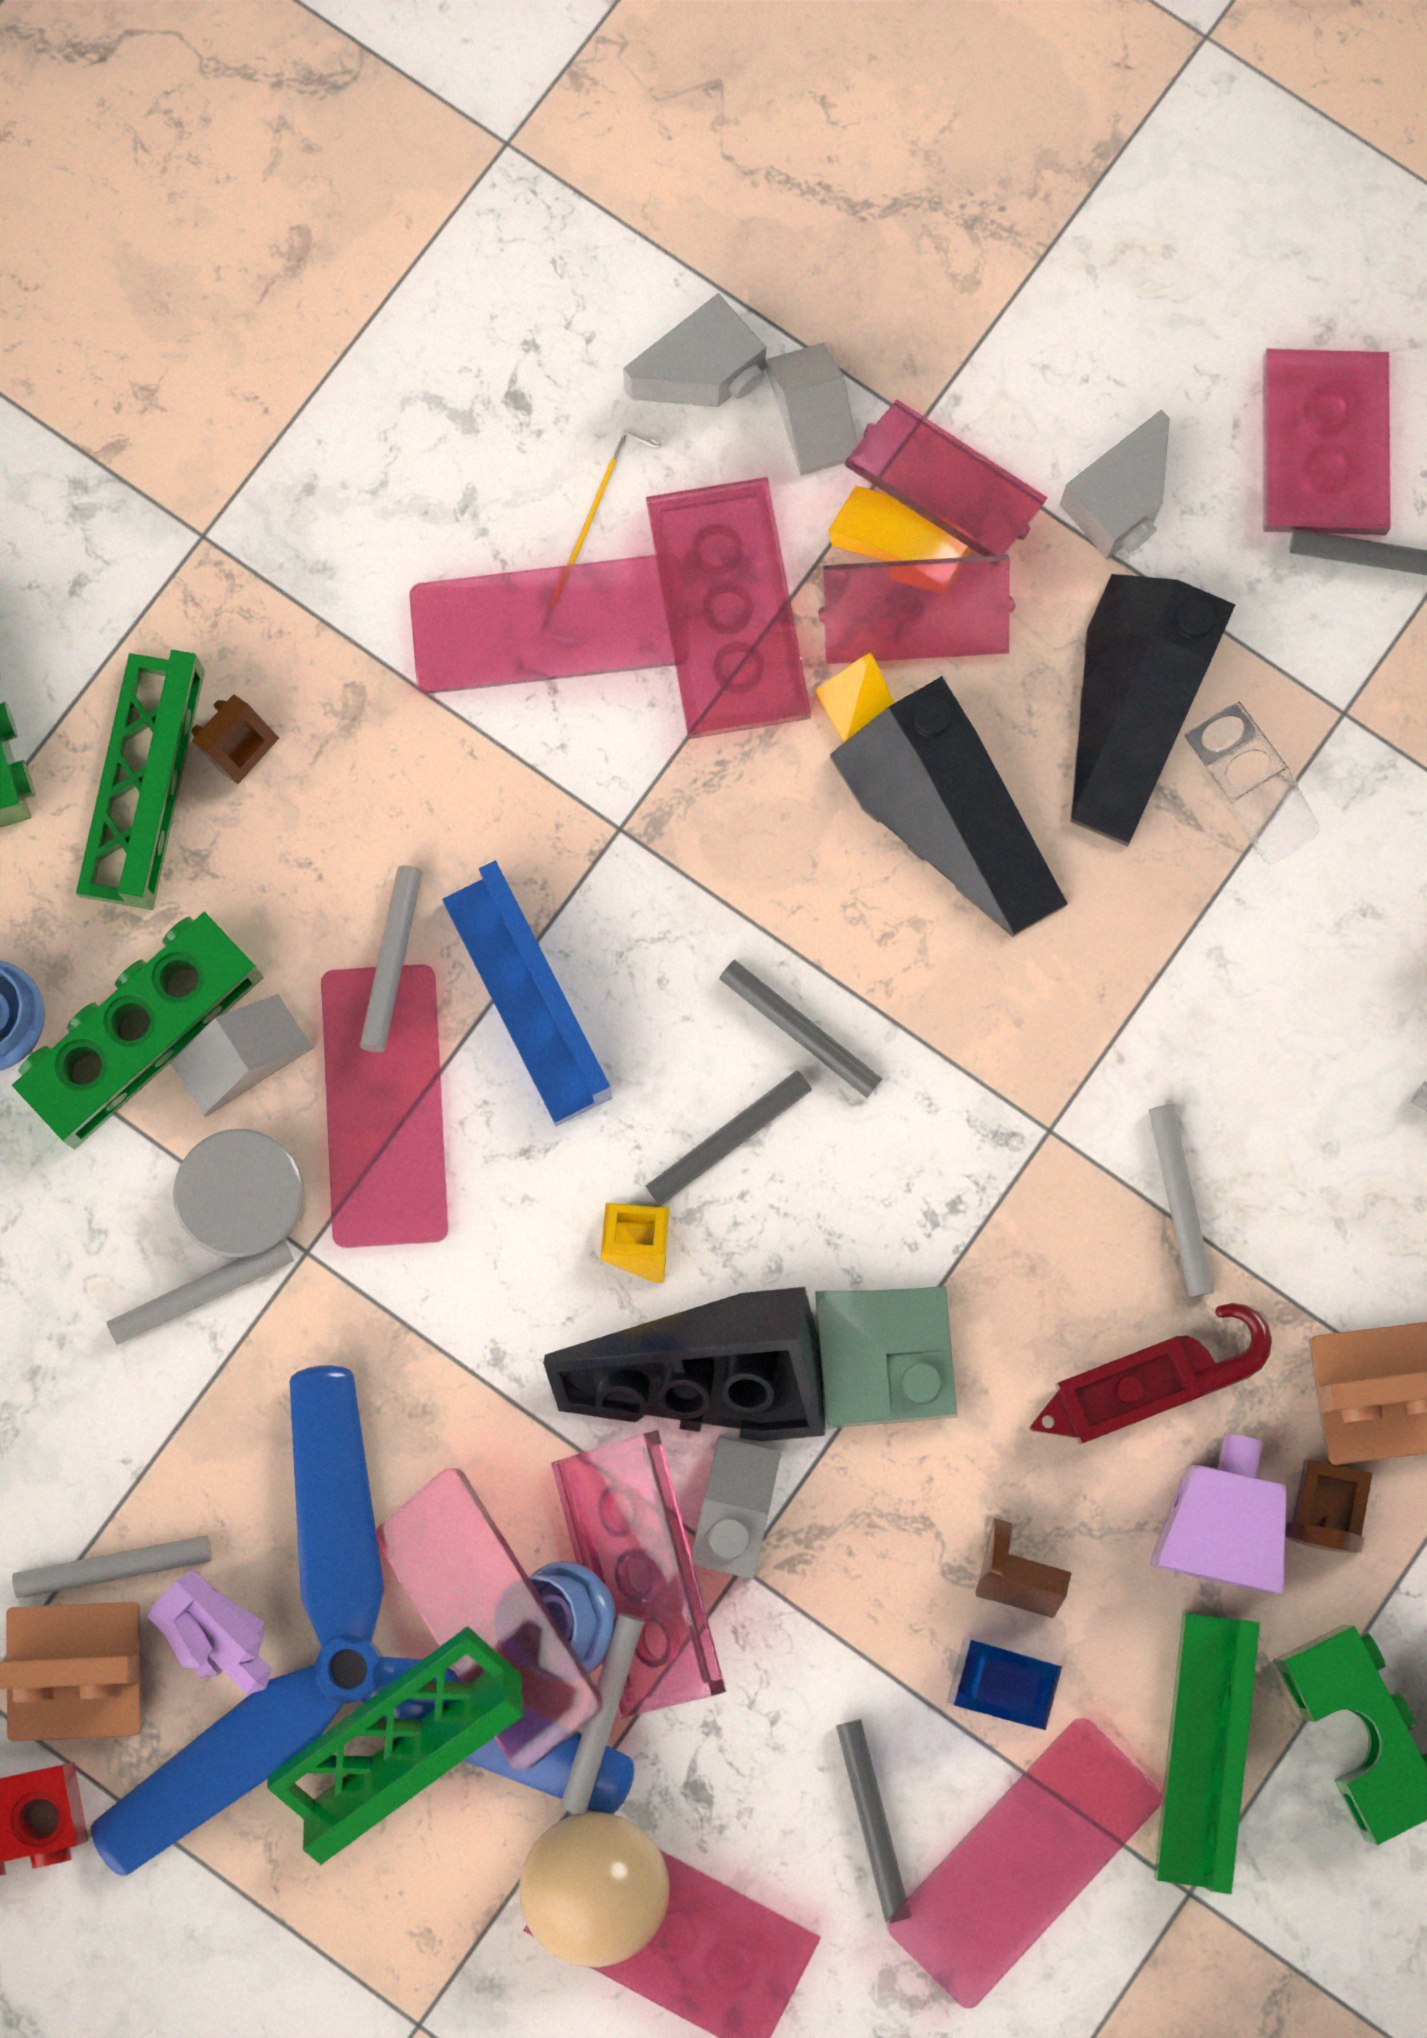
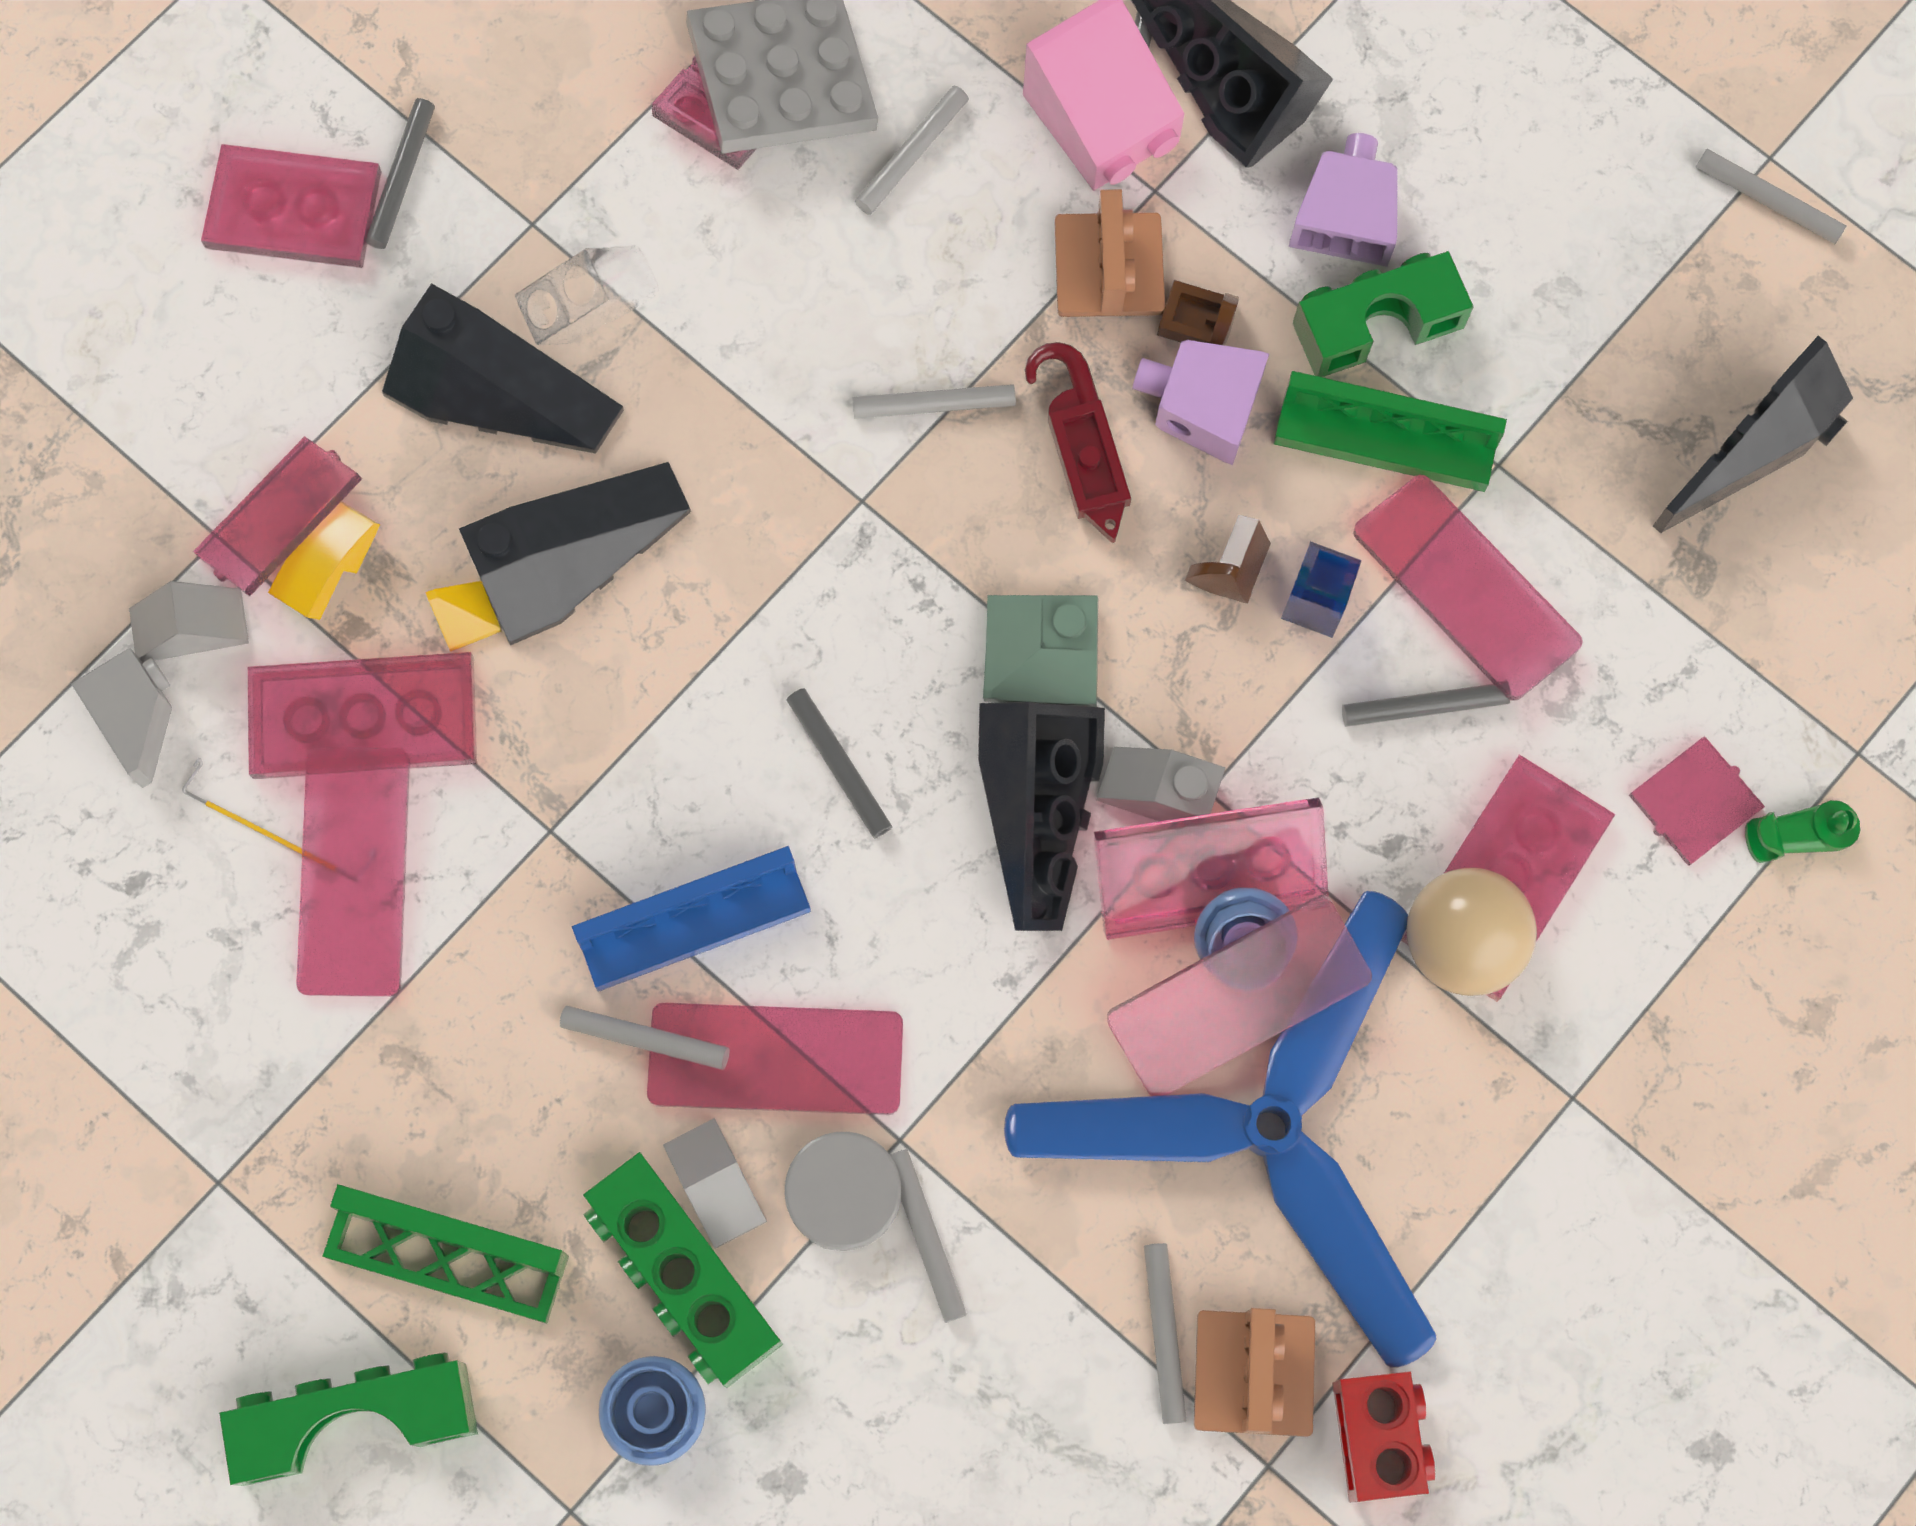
camera: 85 degrees left, 5 degrees down
(212, 1632) = (1232, 1241): lavender rock -> none
(234, 738) = (419, 1161): reddish brown tile -> none
(410, 1762) = (1351, 1070): green fence -> none
(597, 1730) = (1353, 918): light grey bar -> none
(636, 1239) = (919, 848): yellow slope -> none
(800, 1028) = (750, 693): dark grey bar -> none
(916, 608) = (391, 550): clear pink piece -> none
(1122, 490) = (310, 368): light grey slope -> none

